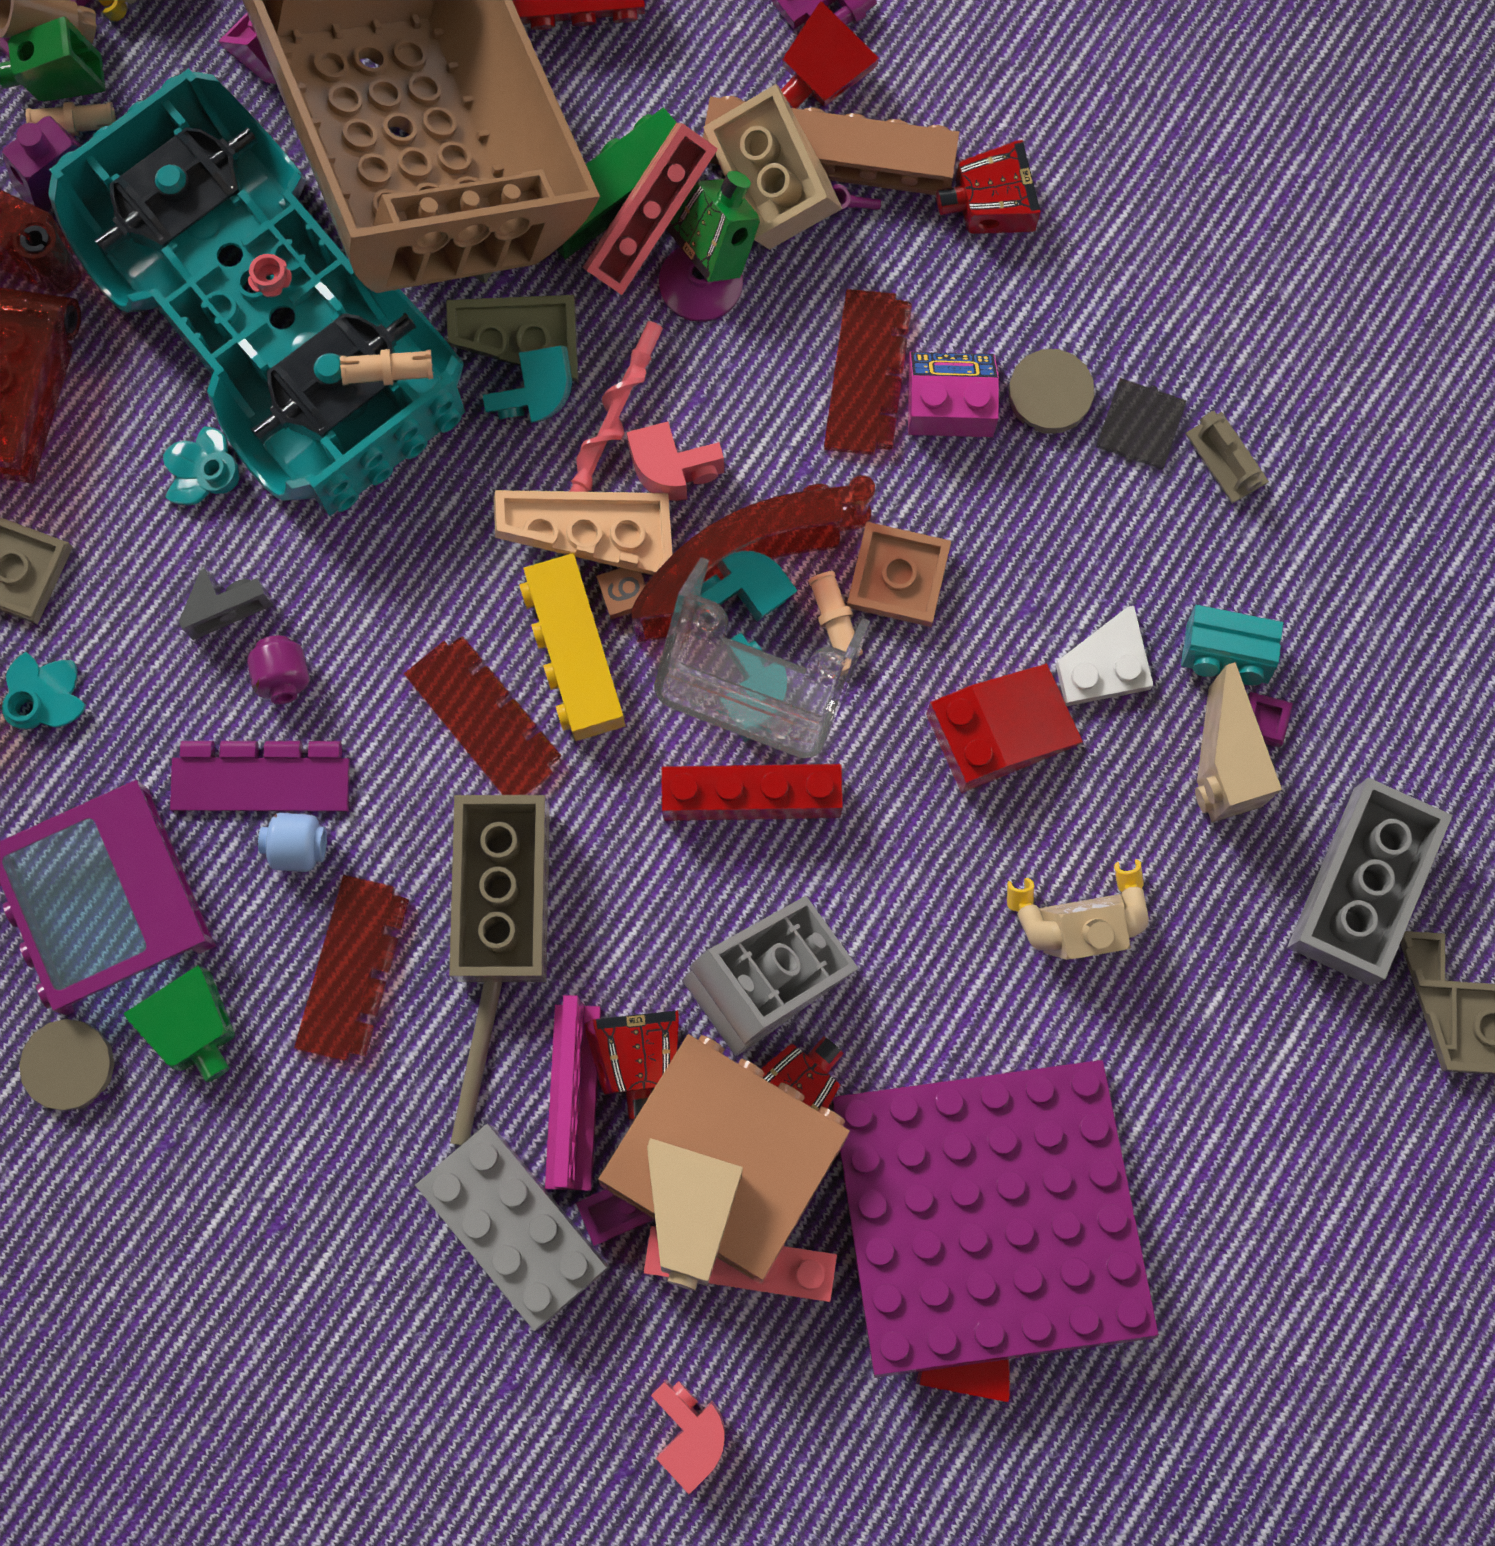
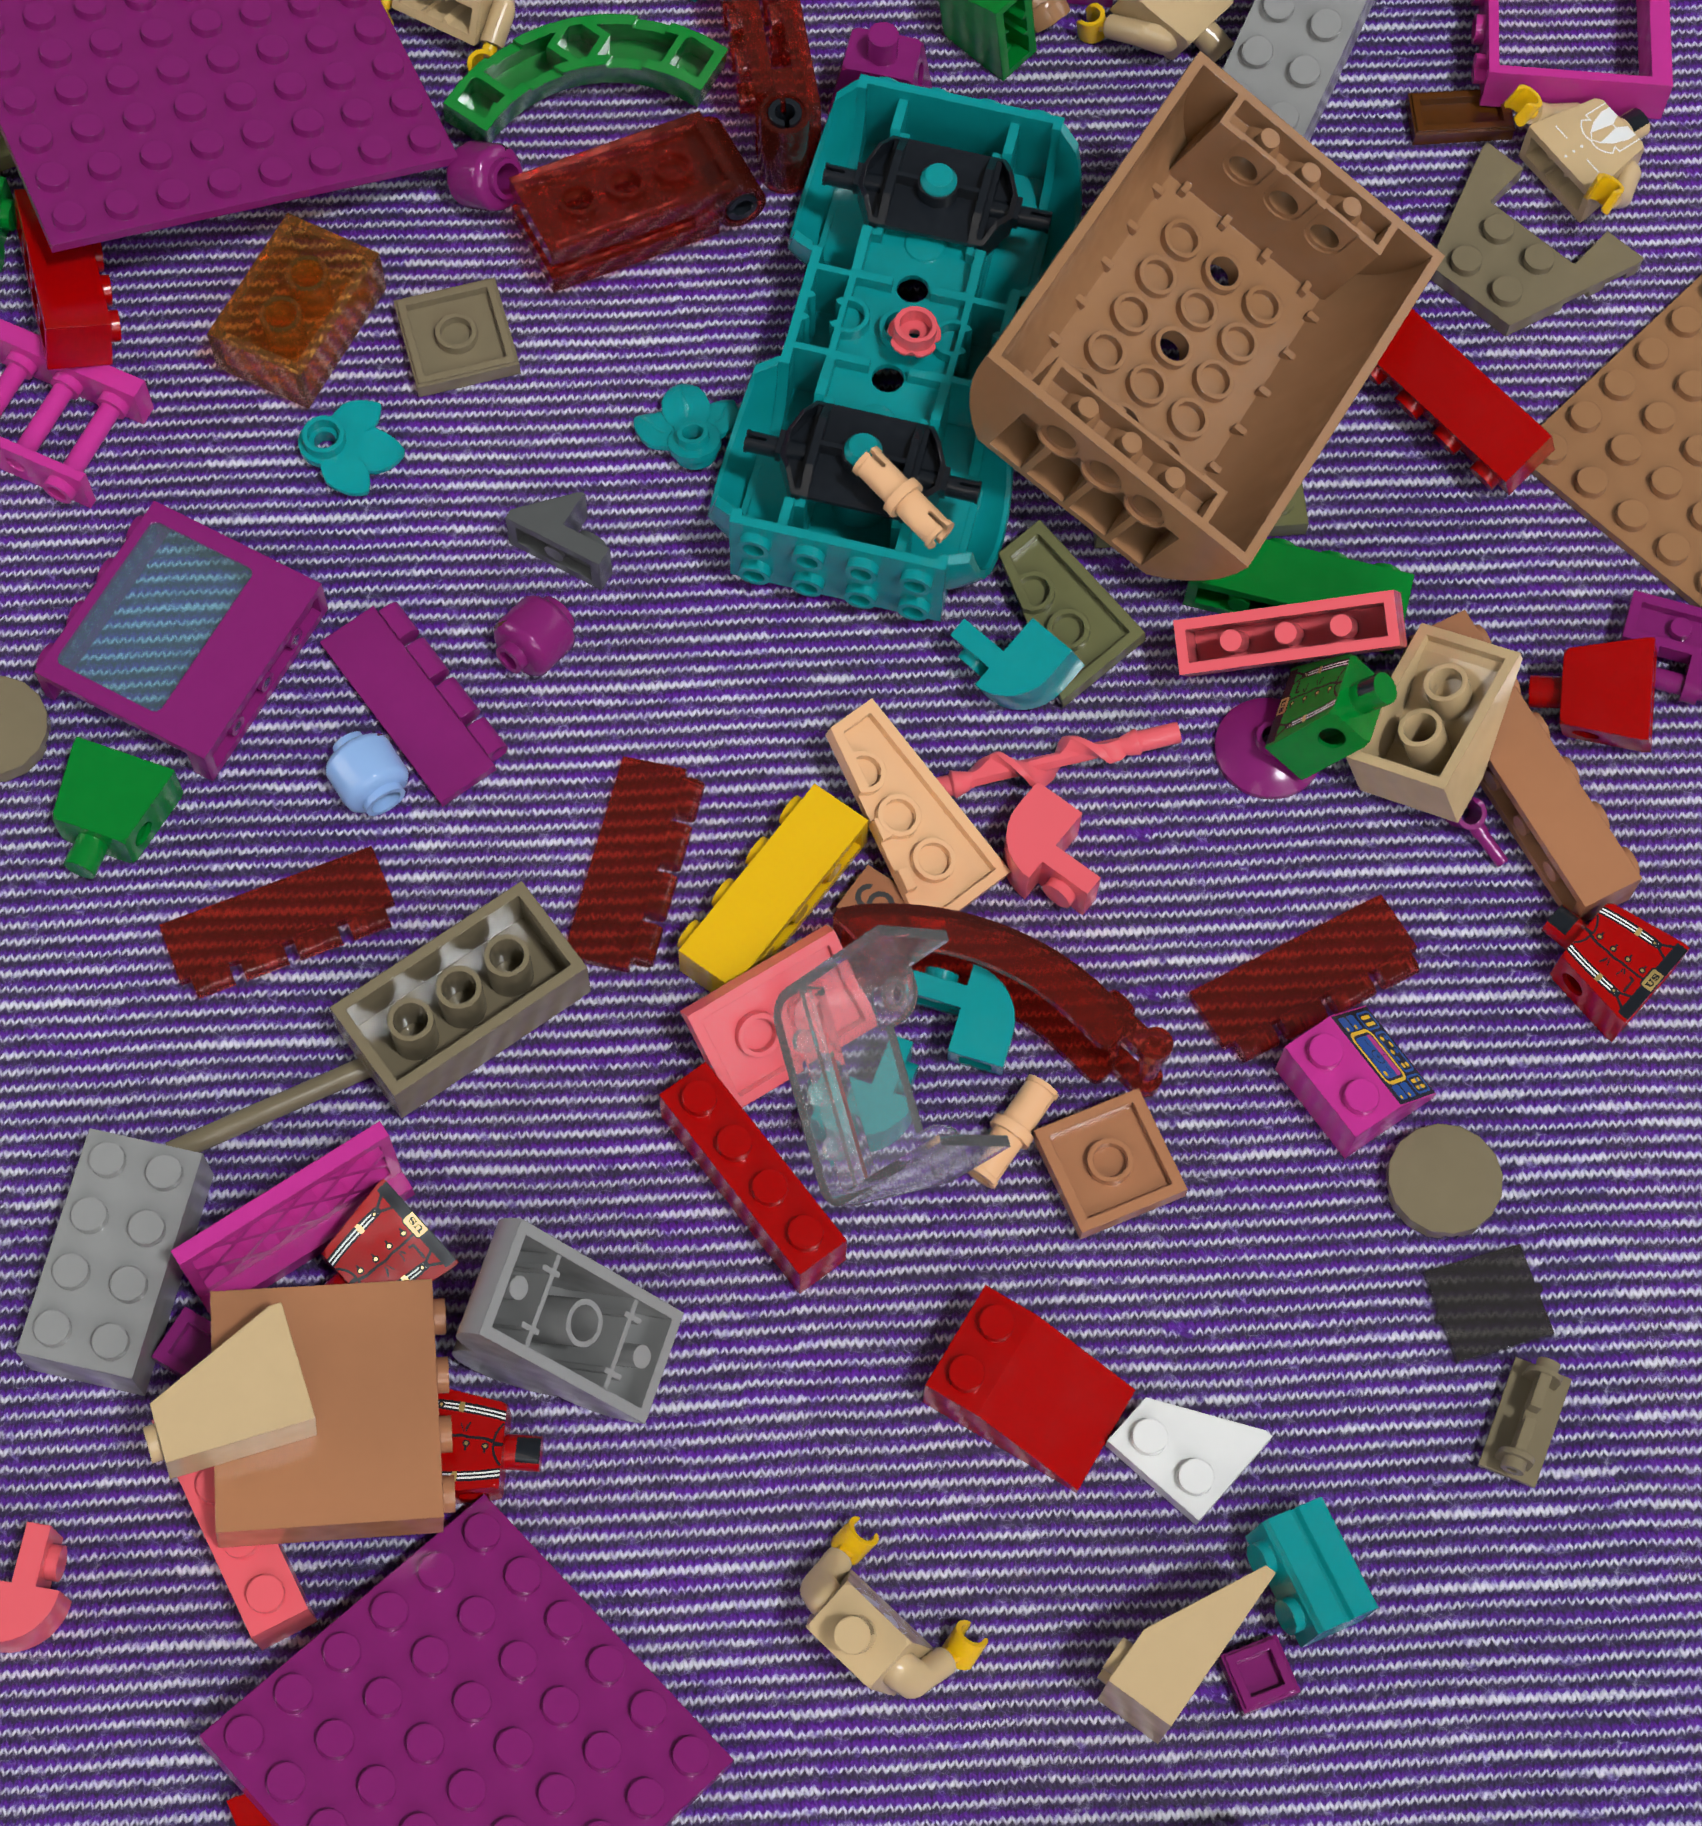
camera: 50 degrees right, 10 degrees down
(76, 118) = (948, 69): light nougat pin -> none
(648, 728) = (737, 1021): none -> coral plate

